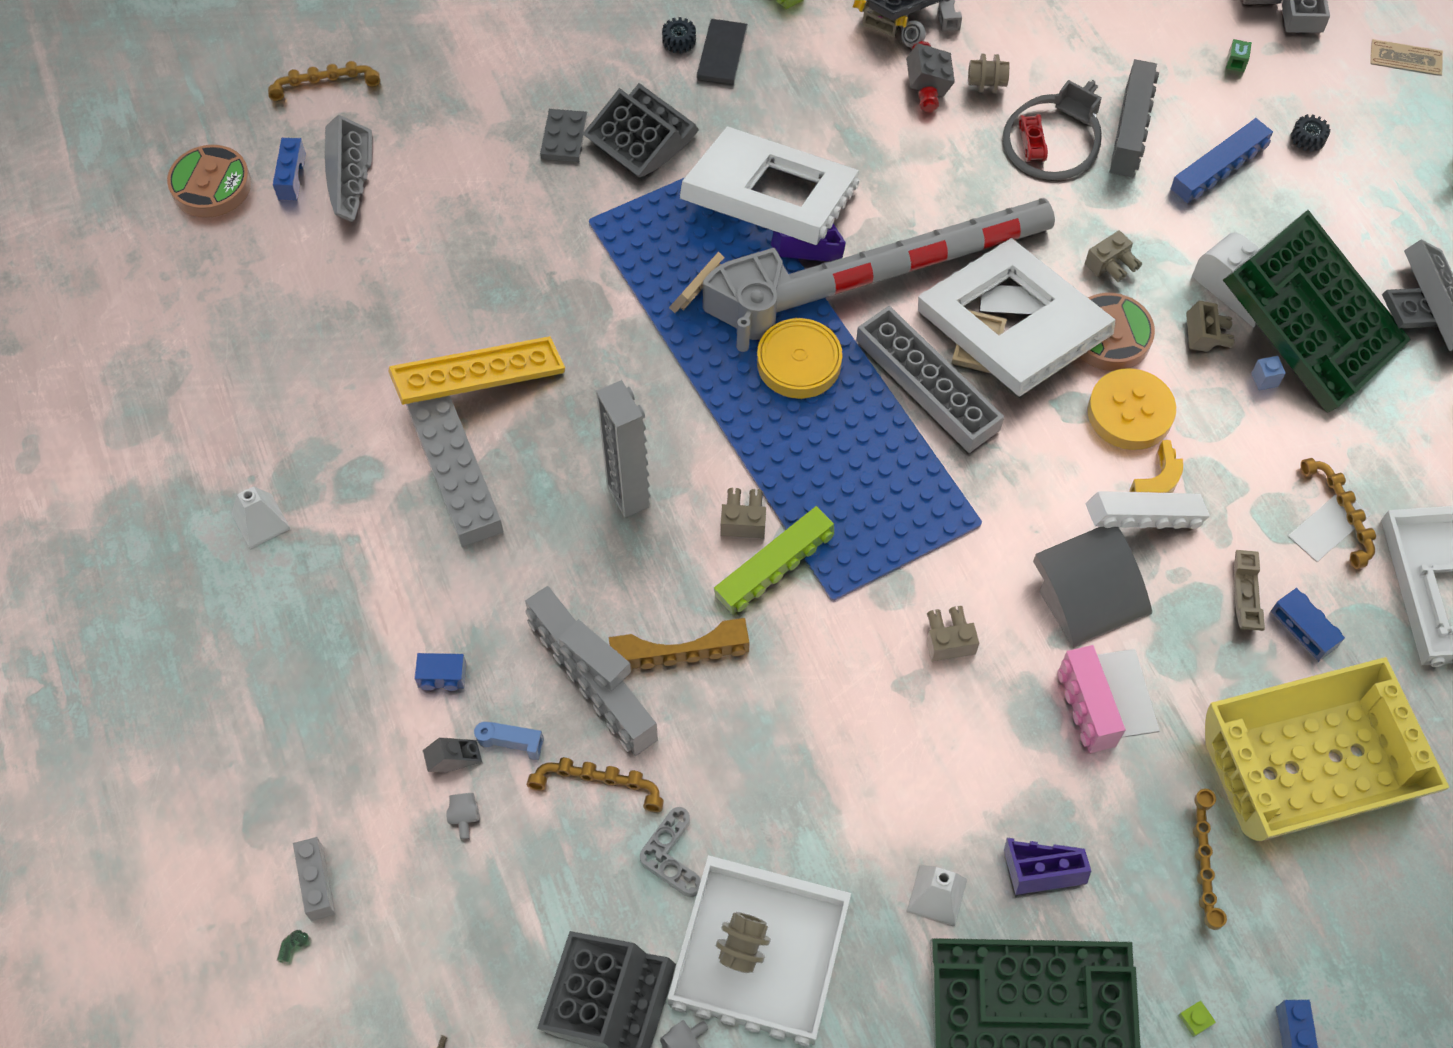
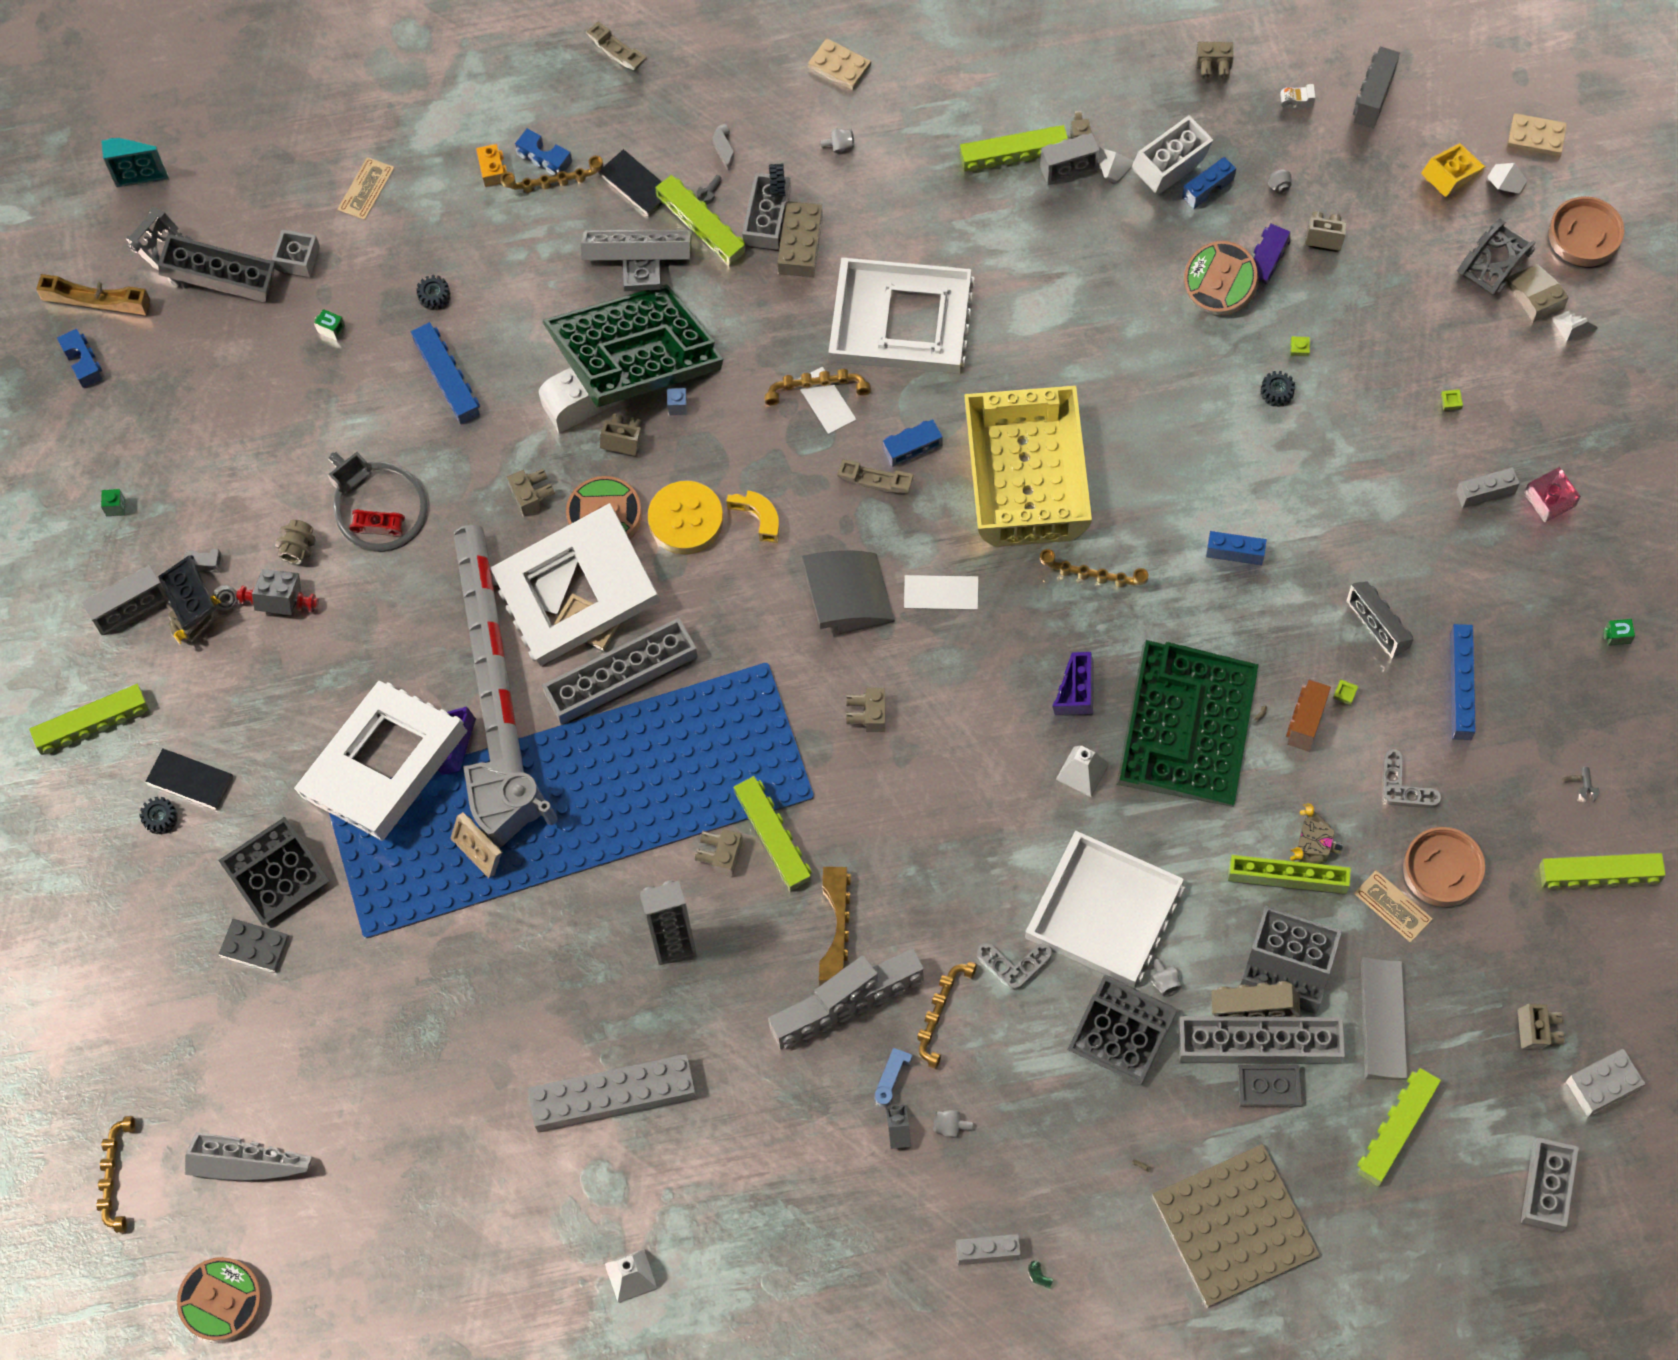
camera: 75 degrees left, 5 degrees up
(289, 160) = (234, 1216): blue arch -> none
(440, 671) = (818, 1127): blue brick -> none
(476, 370) = (524, 1055): yellow plate -> none
(743, 941) = (1110, 915): dark tan piece -> none
(799, 358) = (575, 773): yellow brick -> none
(1091, 699) = (948, 617): bright pink brick -> none
(1134, 118) = (382, 431): dark grey brick -> none
(1147, 510) = (796, 533): white brick -> none
(1197, 1018) = (1206, 612): lime plate -> none

